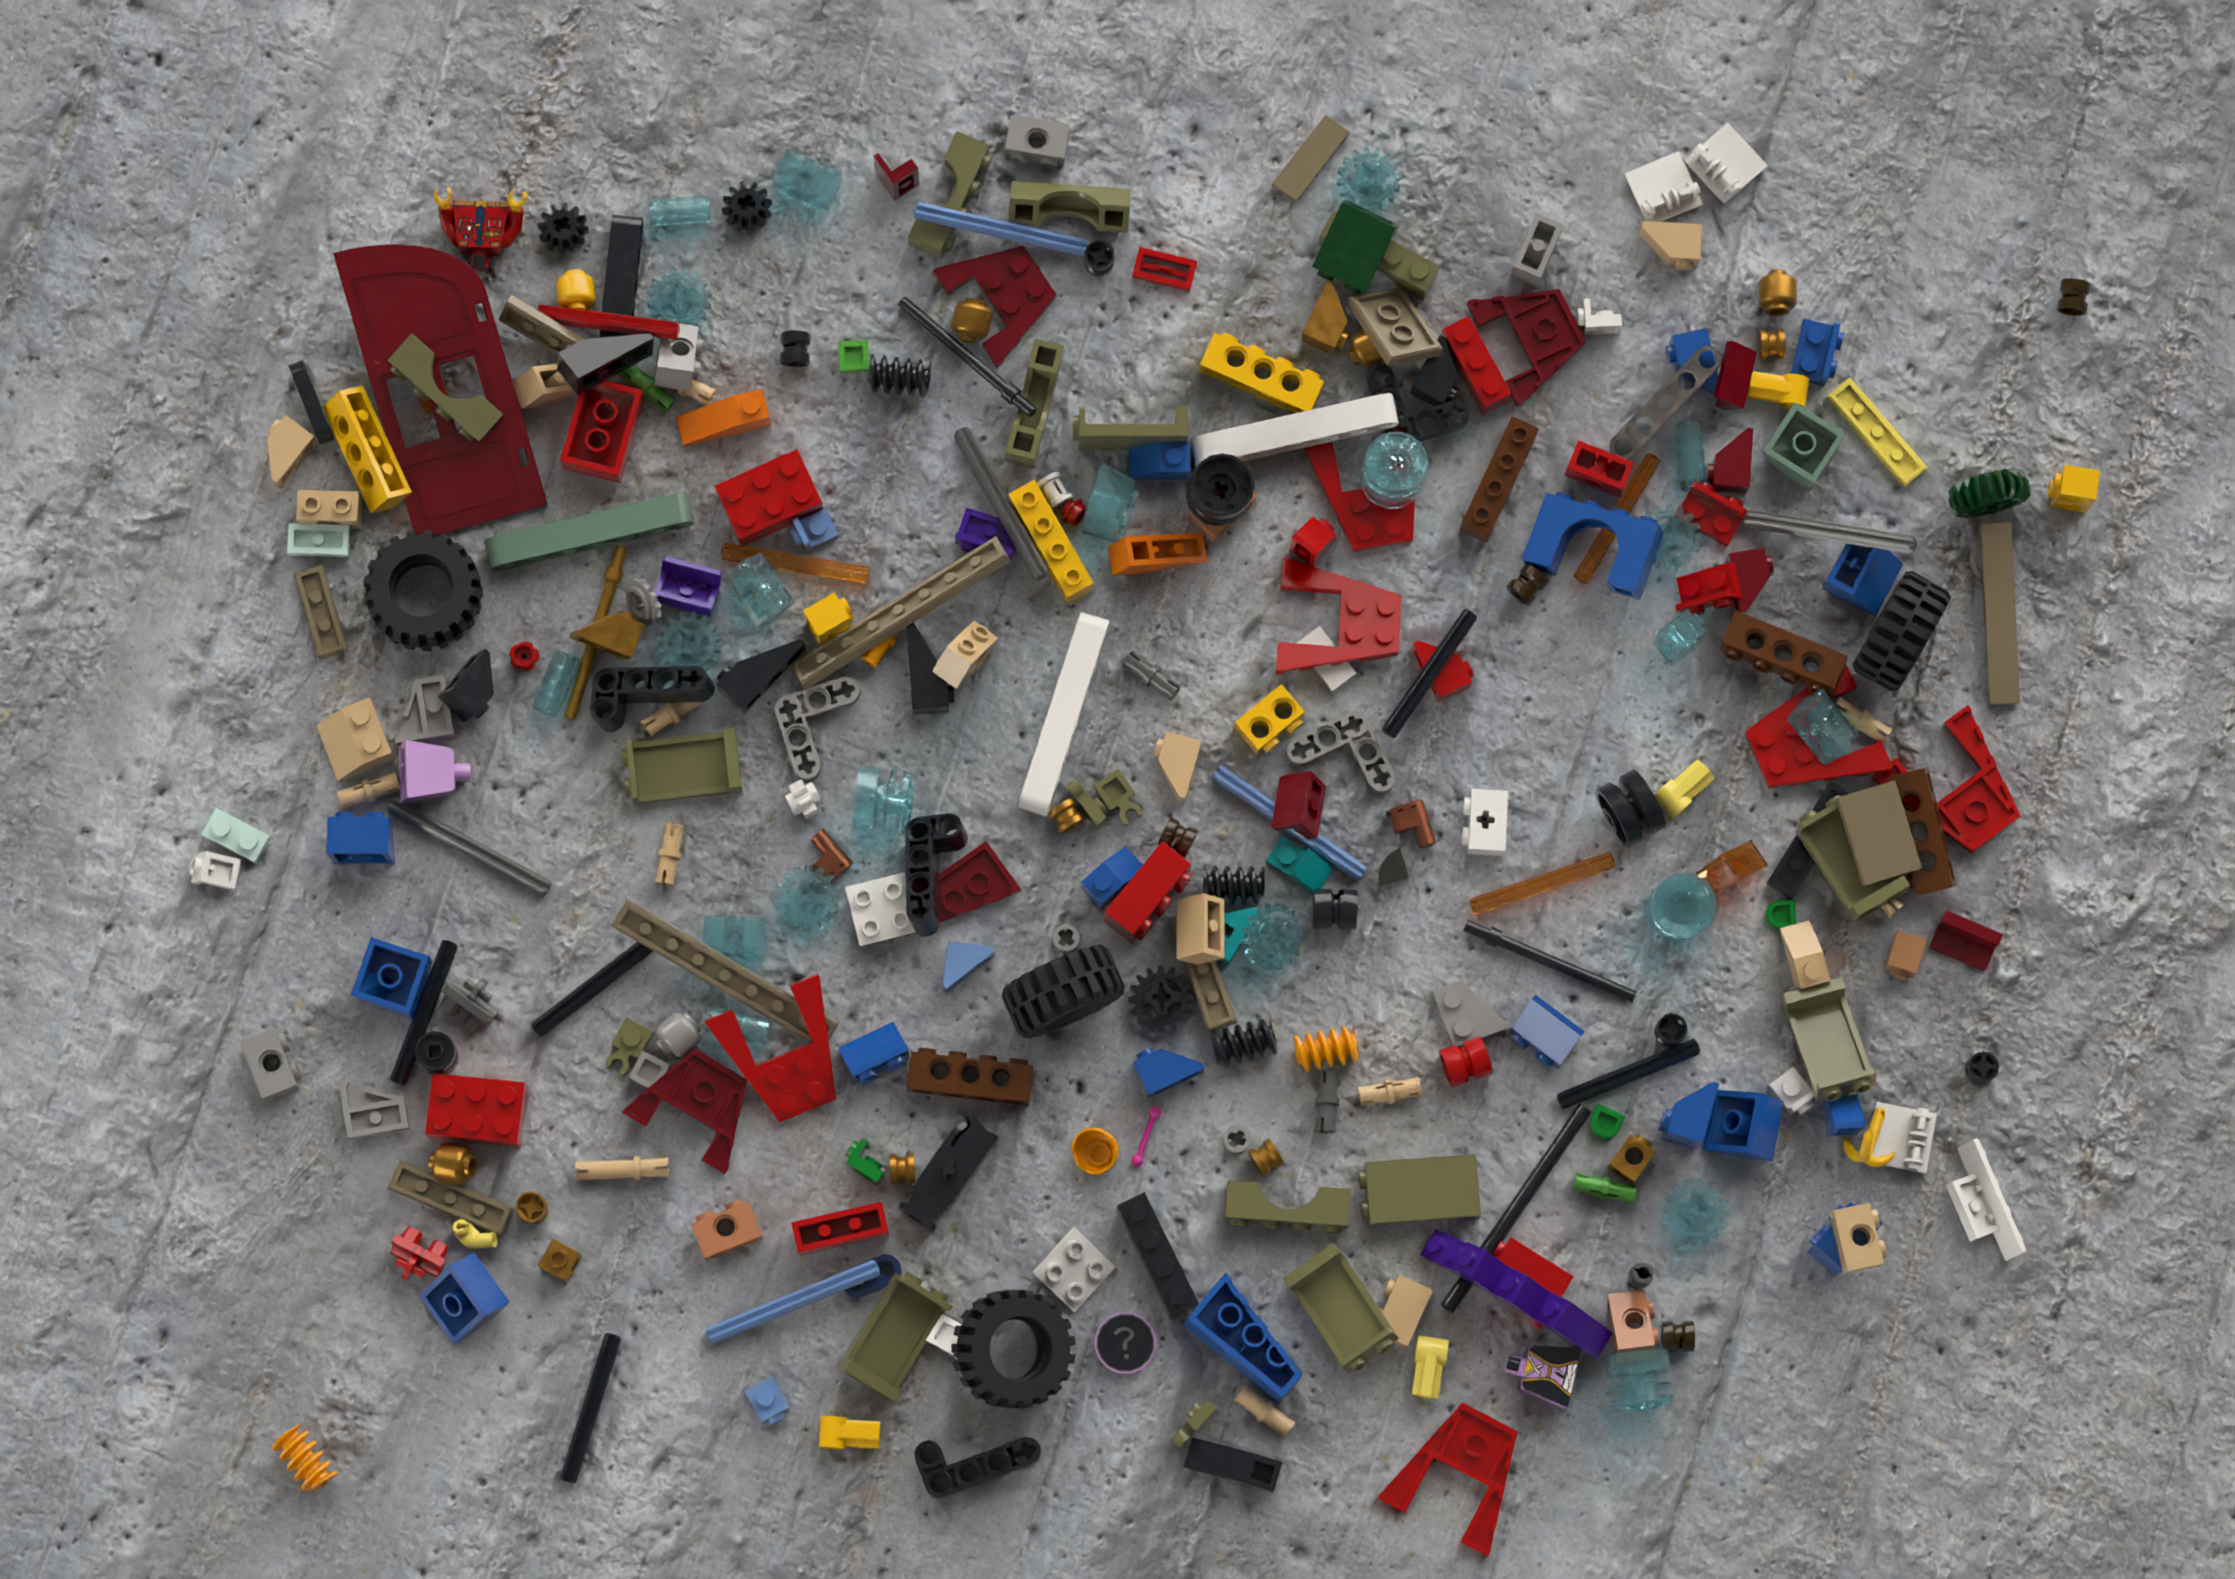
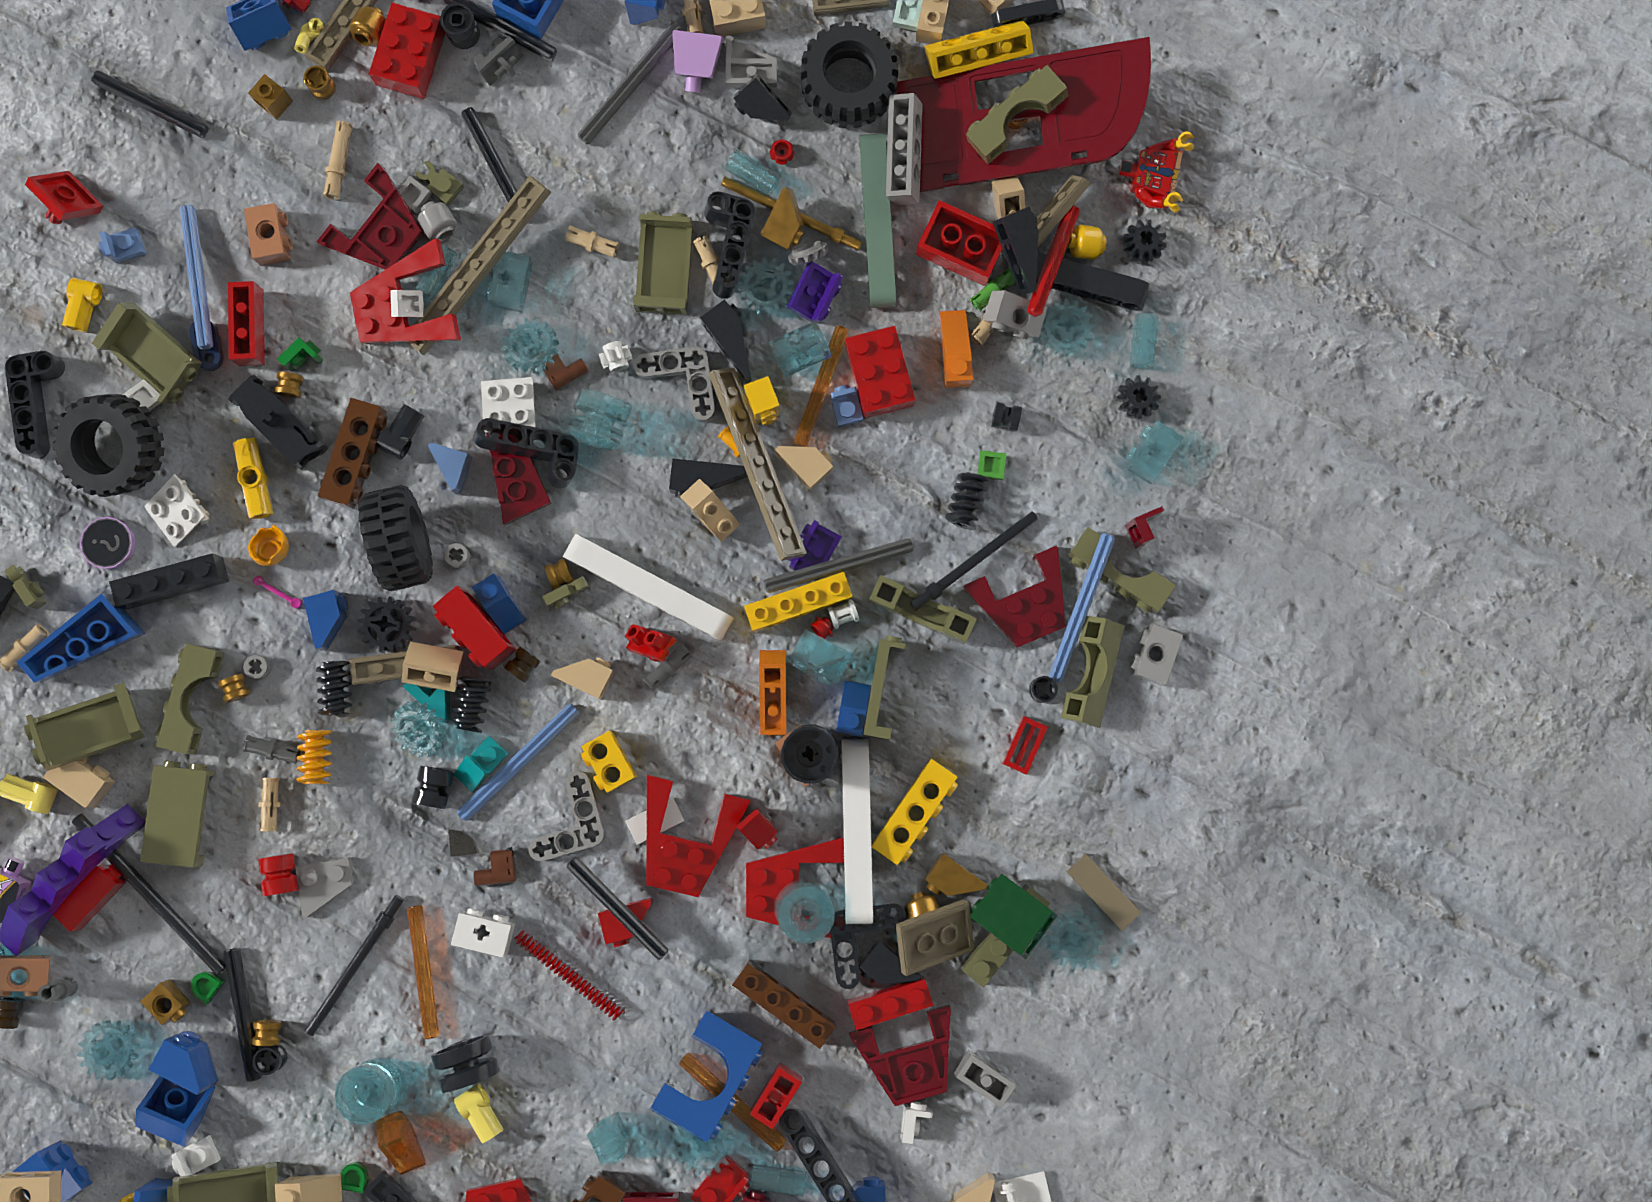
camera: 100 degrees right, 5 degrees up
(504, 511) = (904, 149): none -> light grey brick
(725, 1475) = (63, 196): none -> red tile
(784, 1043) = (407, 303): none -> white bracket
(874, 1054) = (385, 376): blue slope -> none
(890, 561) = (806, 463): none -> tan slope
(942, 1030) = (398, 437): none -> black piece
(971, 320) = (1005, 569): pearl gold head -> none
(1039, 1179) = (250, 462): none -> yellow piece
(1116, 793) = (571, 619): olive plate -> none
(1128, 696) = (649, 643): none -> red hips
(1299, 804) = (528, 772): dark red panel -> none
(1514, 723) = (564, 973): none -> red piece
(1527, 584) = (684, 1004): dark brown wheel -> none
(1545, 1032) = (287, 950): slope -> none
(1604, 1188) = (148, 973): bright green pin -> none
(1642, 1039) = (266, 1032): none -> pearl gold wheel
(1709, 588) = (650, 1172): red bracket -> none

